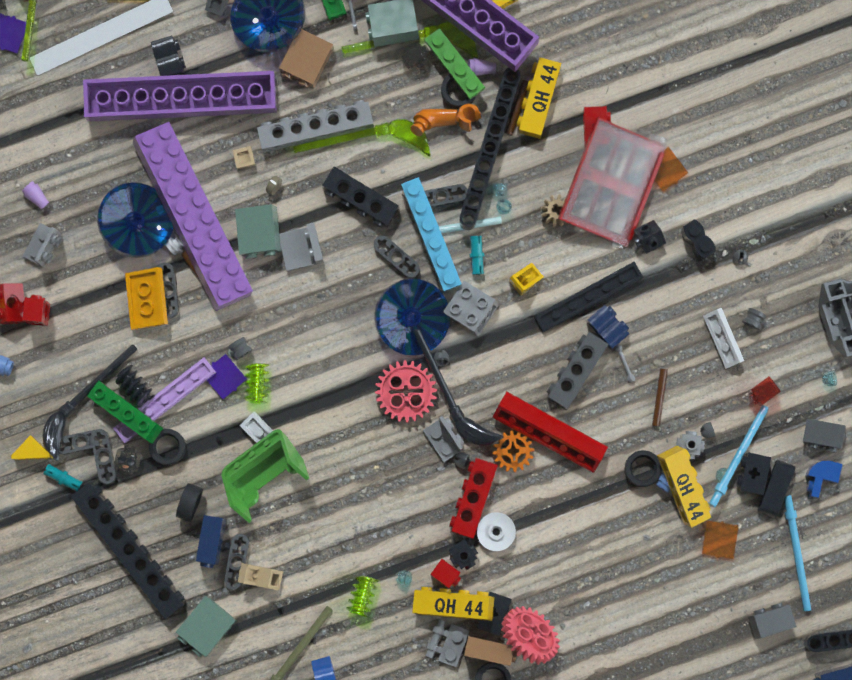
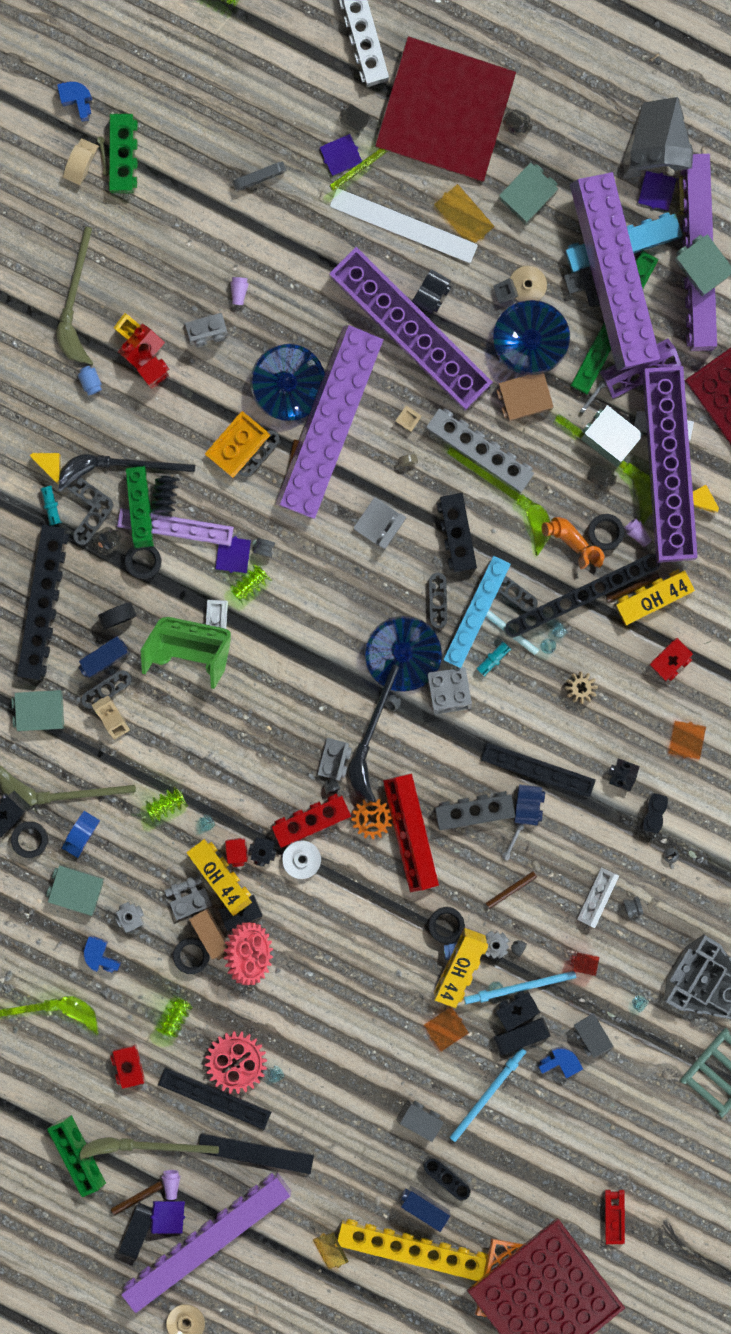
camera: 45 degrees right, 5 degrees up
(174, 245) = (295, 428): white plate -> none
(258, 231) = (362, 480): sand green brick -> none
(406, 409) = (357, 686): coral gear -> none
(454, 64) = (621, 511): bright green plate -> none
(525, 278) = (509, 711): yellow slope -> none
(613, 182) = (640, 710): clear door -> none

